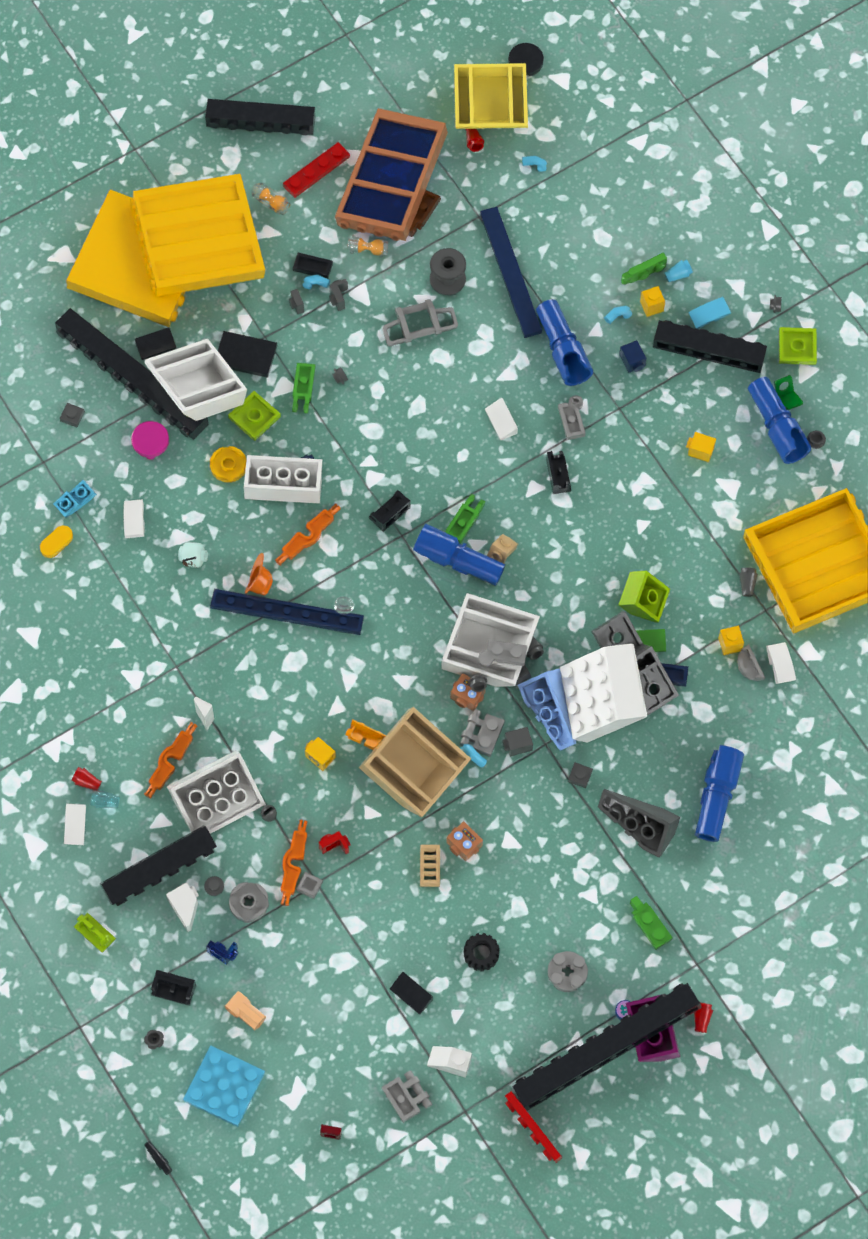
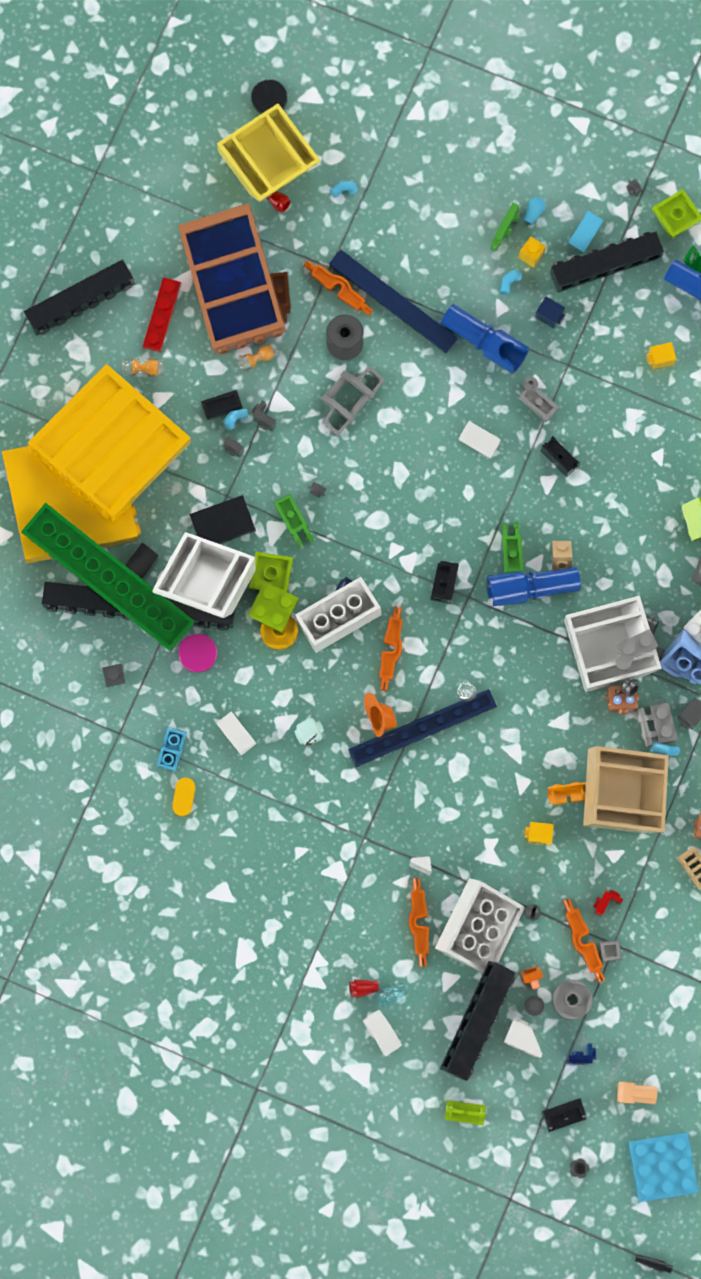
camera: 35 degrees left, 10 degrees up
(120, 333) = (108, 577): none -> green plate
(228, 861) = (531, 976): none -> orange tile
(235, 440) = (273, 607): none -> lime plate
(477, 242) = (346, 293): none -> orange piece

